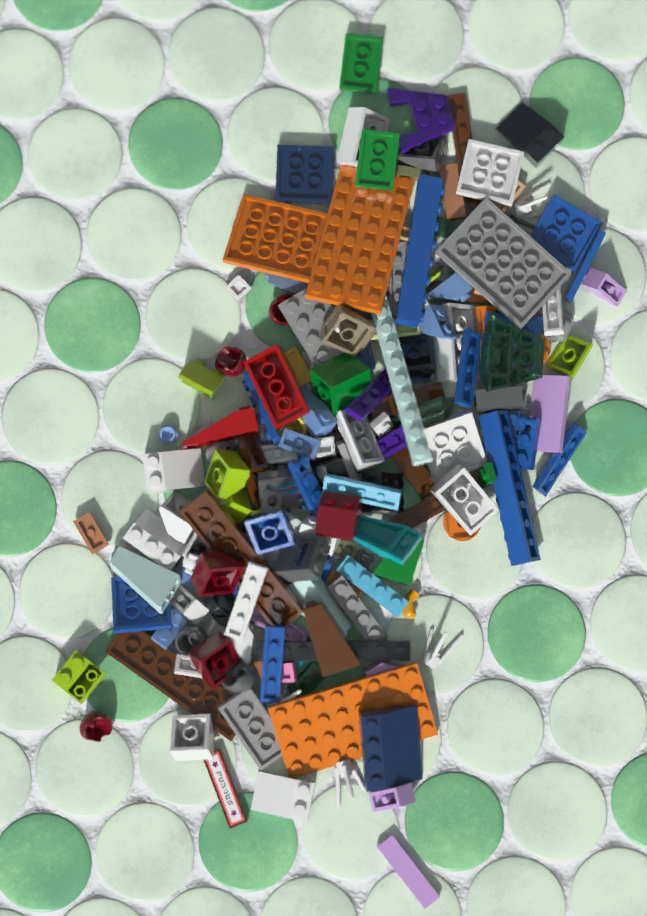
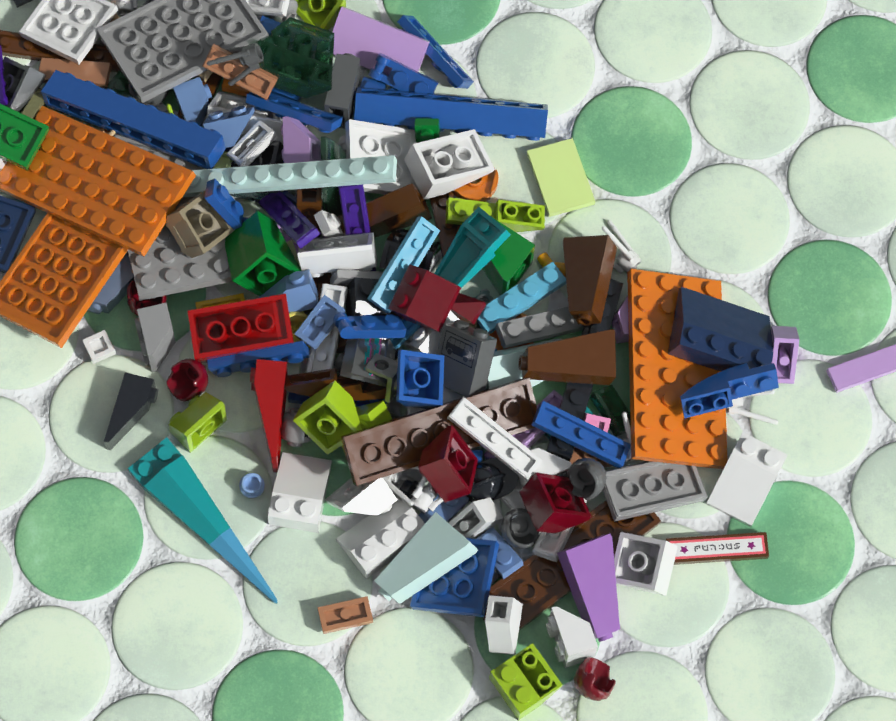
camera: 85 degrees left, 15 degrees down
(113, 648) = (503, 624): none -> white slope
(119, 702) = (572, 637): none -> white slope
(150, 379) = (173, 483): none -> teal plate
(165, 704) = (592, 582): none -> medium lavender slope
(202, 327) = (131, 405): none -> black slope
(256, 327) = (155, 334): none -> light grey slope
(338, 756) = (721, 388): none -> blue slope
(349, 550) = (467, 308): none -> dark red slope
(367, 342) = (224, 203): none -> blue plate
(403, 632) = (588, 275): none -> reddish brown slope
(426, 349) = (253, 146): none -> white tile
(435, 547) = (514, 215): none -> lime slope
(436, 382) = (299, 142): none -> lavender slope
(480, 318) = (258, 81): none -> nougat tile
(486, 587) = (560, 177): none -> yellowish green tile
(490, 321) = (248, 55): none -> dark grey plant

